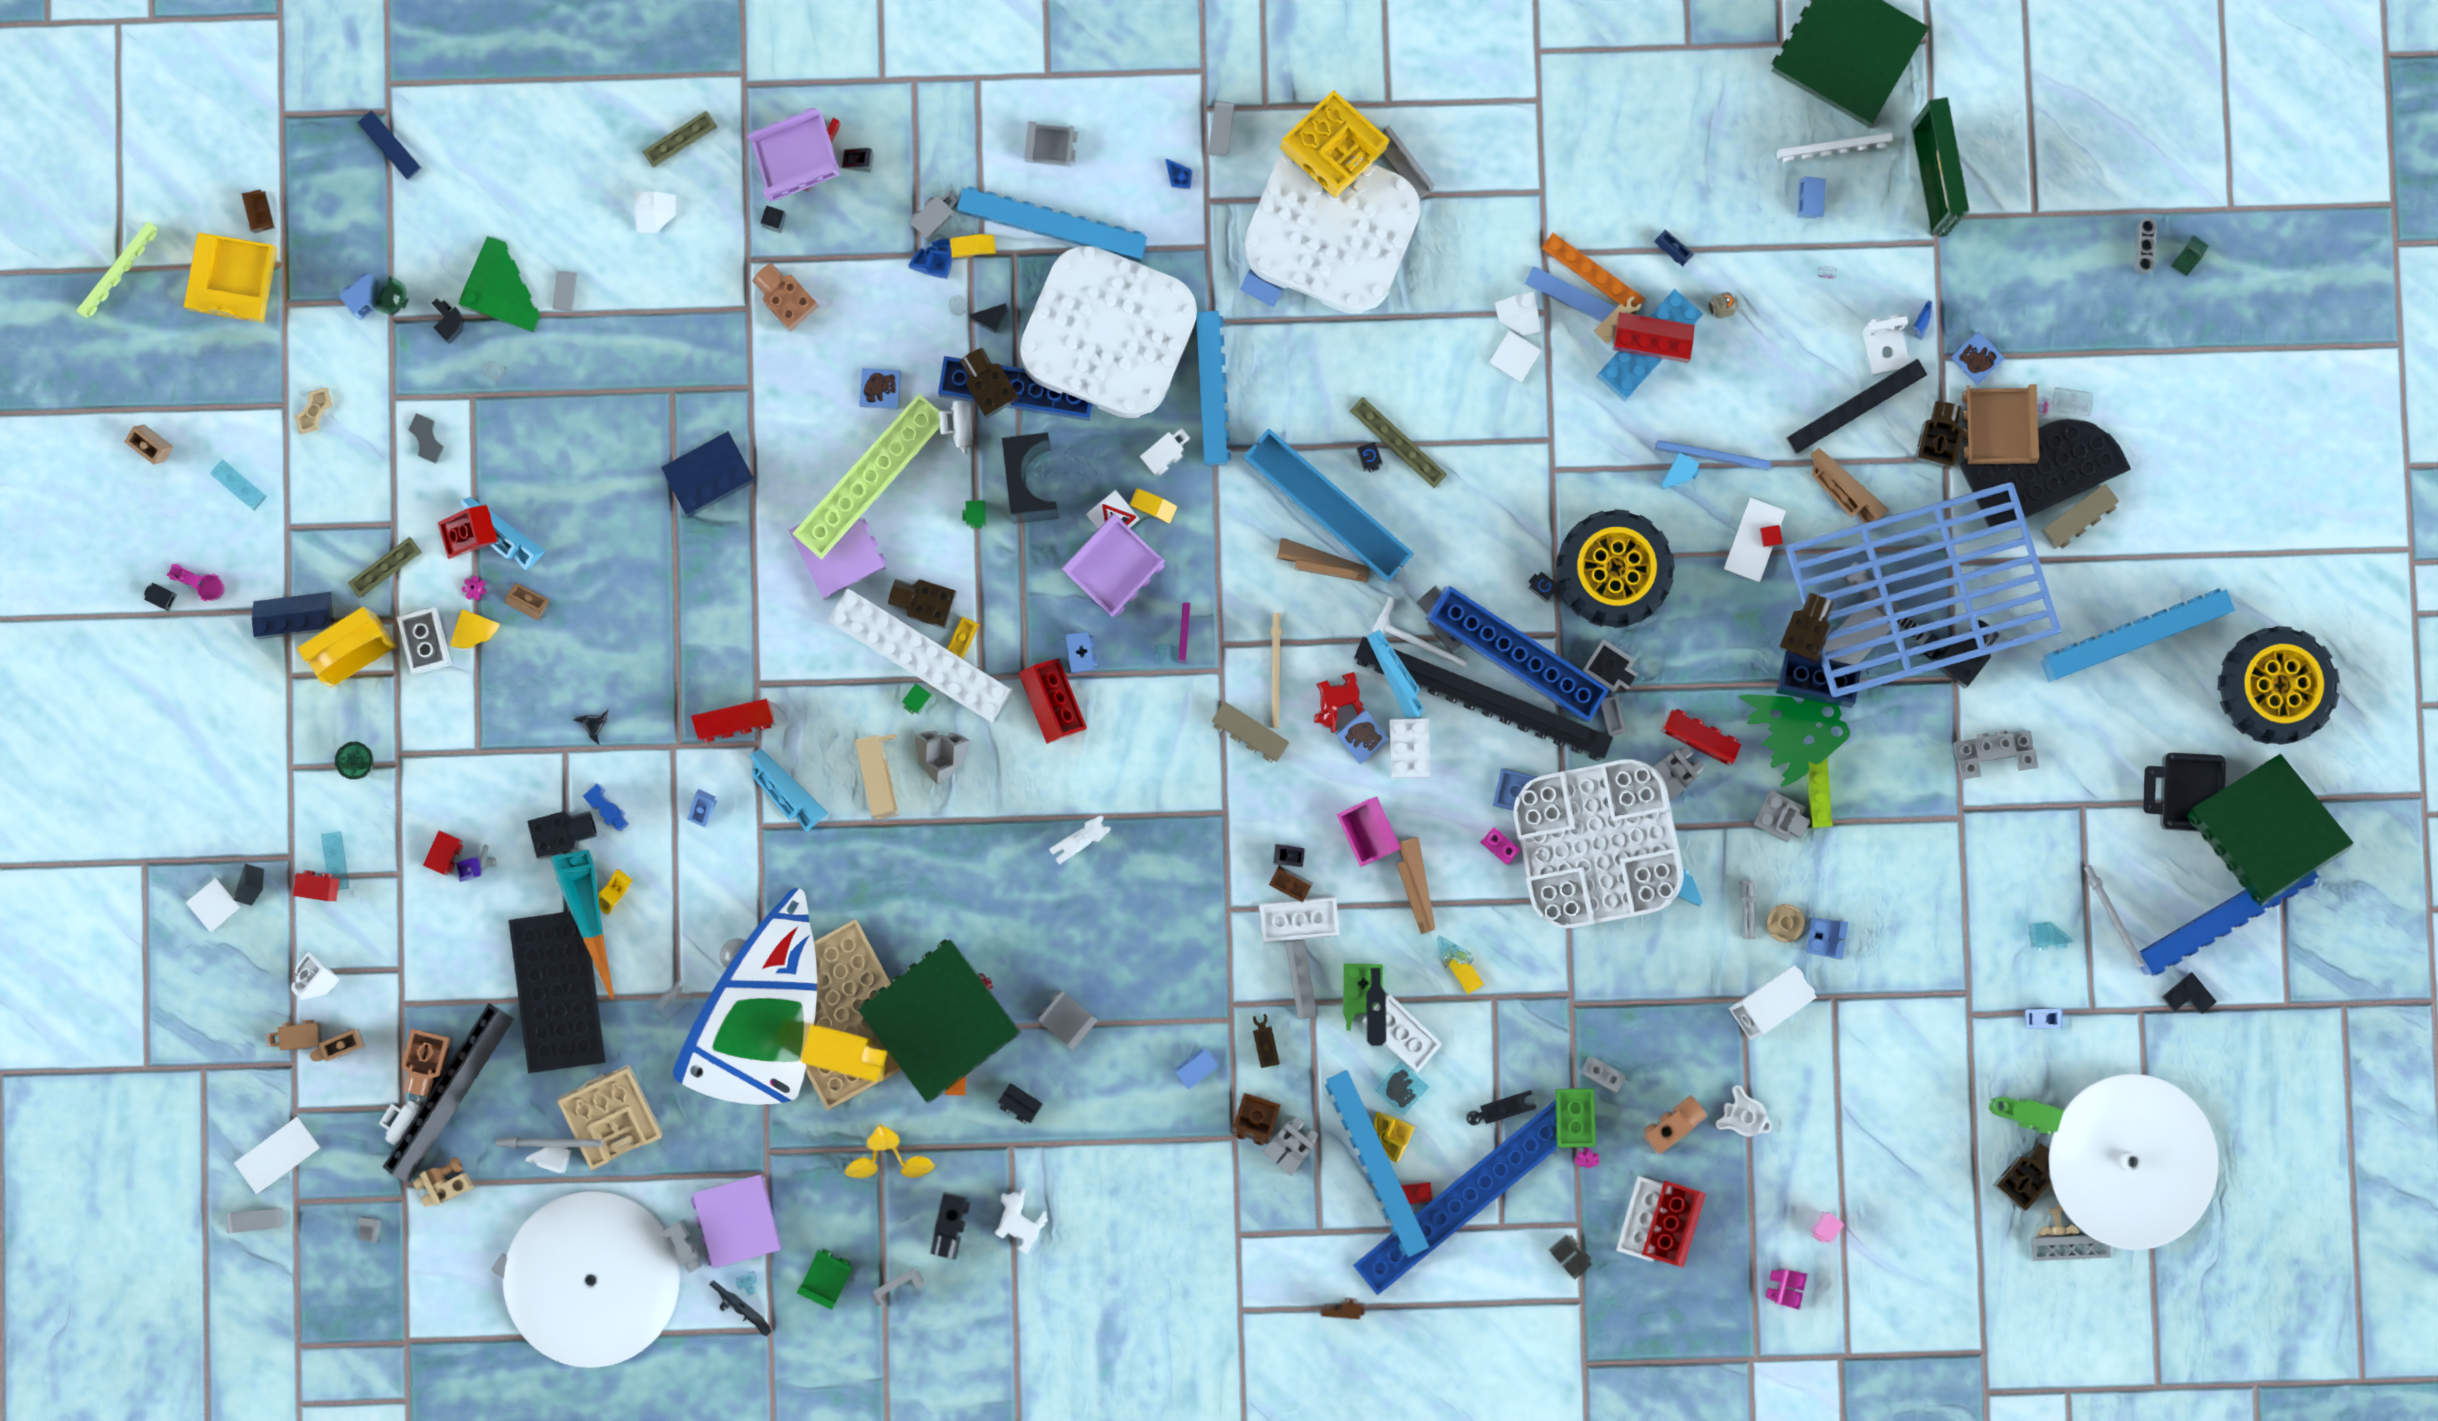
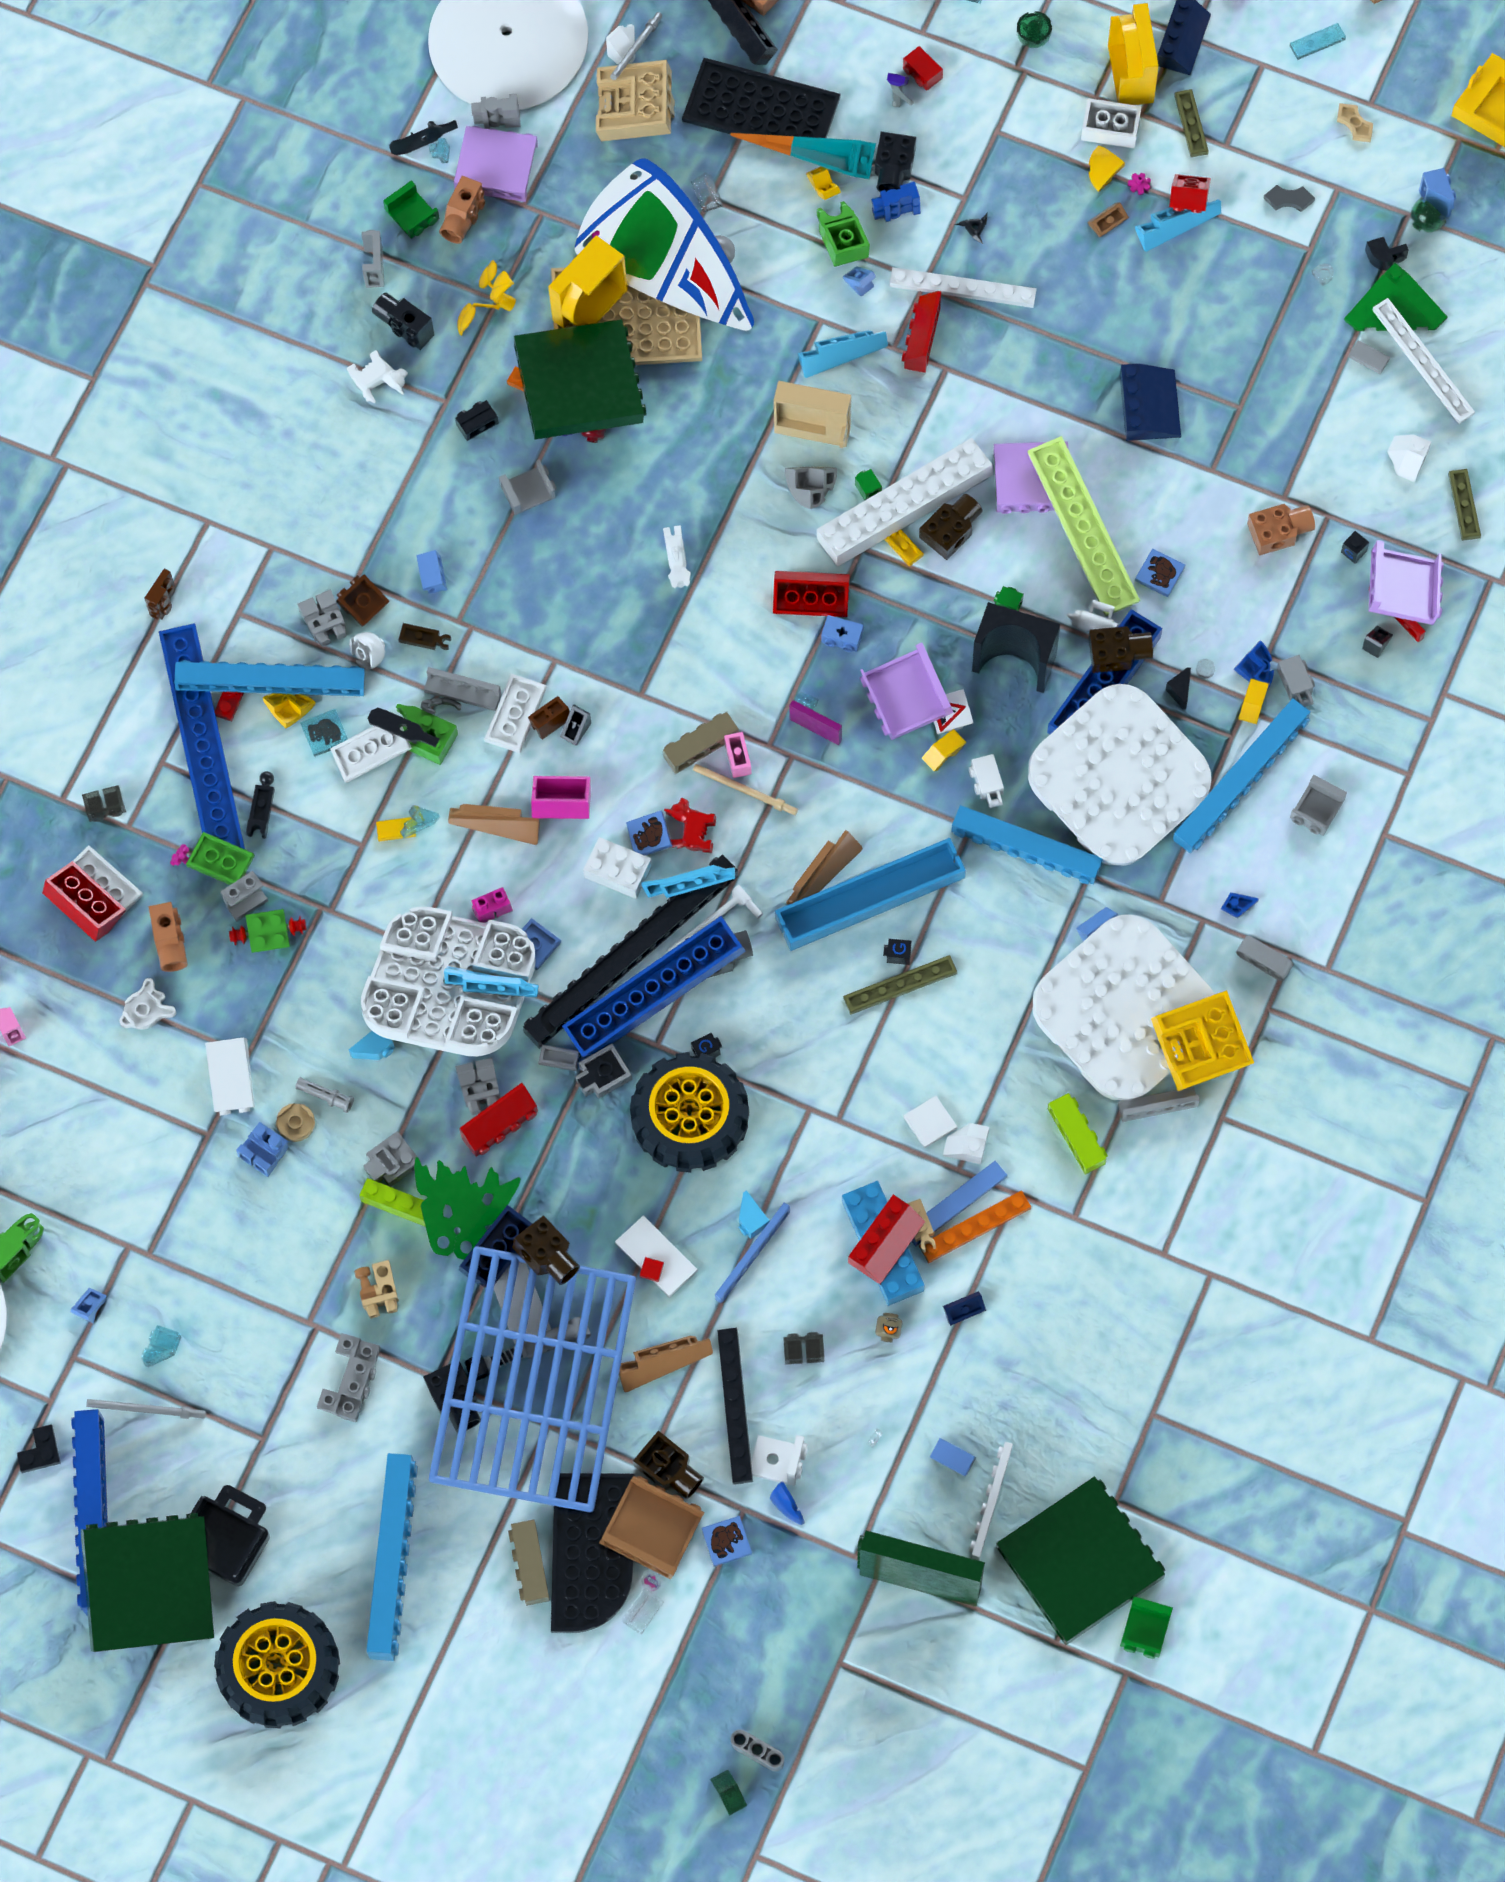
camera: 120 degrees right, 15 degrees down
(548, 236) = (1423, 361): none -> white plate
(658, 850) = (843, 236): none -> bright green brick
(664, 706) = (963, 287): none -> white plate
(813, 1226) = (462, 209): none -> nougat brick
(1248, 690) = (737, 755): none -> bright pink brick
(1304, 1085) = (368, 649): none -> white cylinder
(1330, 1003) = (426, 704): none -> dark grey piece
(1466, 221) = (1077, 1133): none -> lime brick
(1584, 805) = (490, 984): none -> medium azure wedge
(1621, 1039) = (267, 930): none -> bright green plate
(1772, 362) = (793, 1348): none -> clear smoke piece
(1906, 764) = (379, 1294): none -> tan hips

